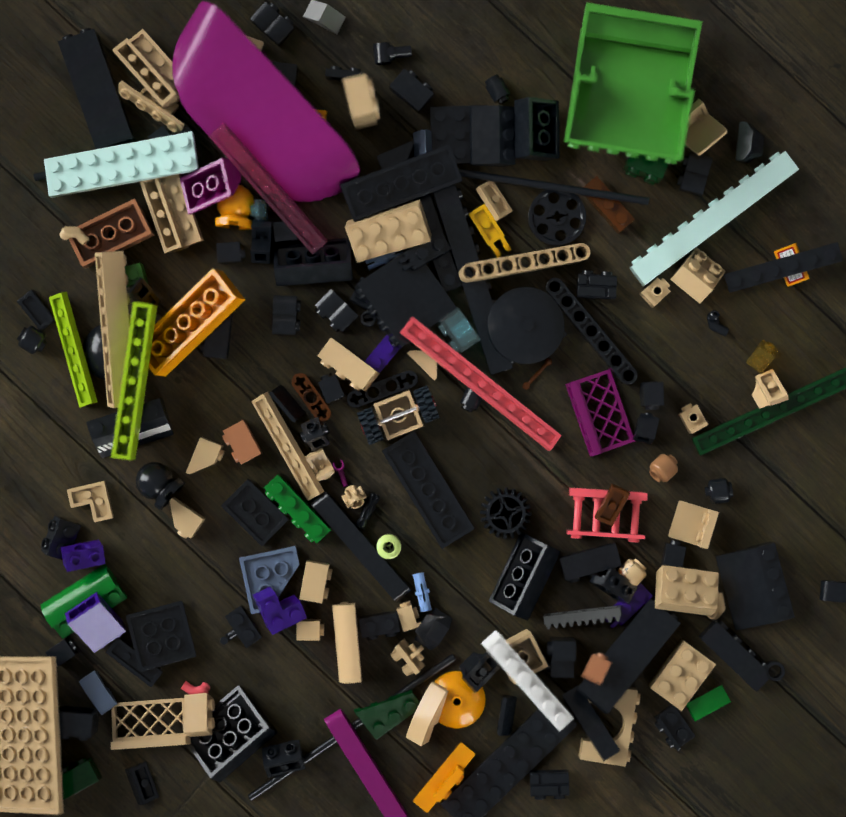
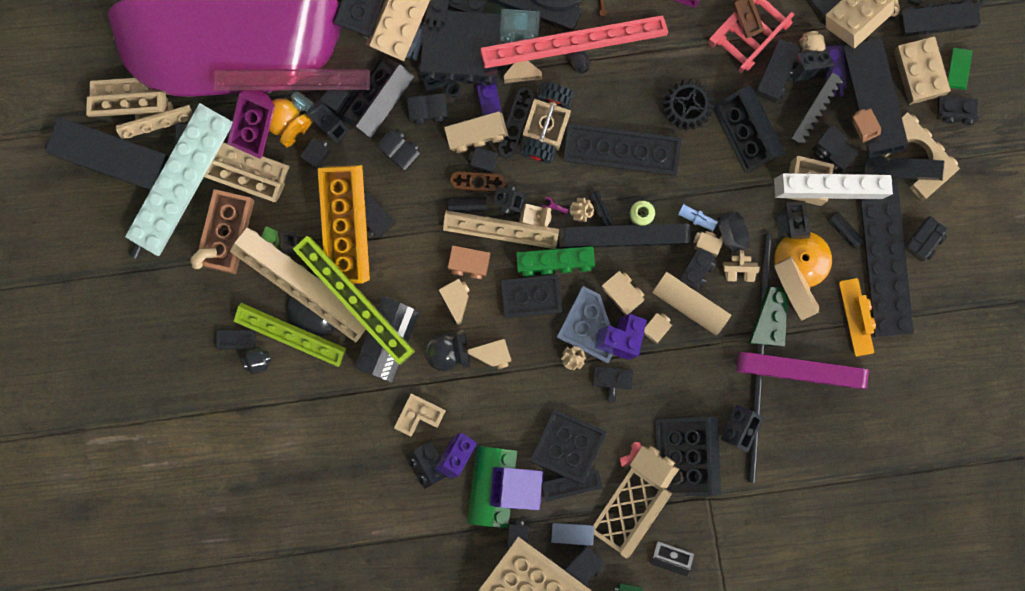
camera: 50 degrees left, 5 degrees down
(233, 584) = (573, 358): none -> tan gear

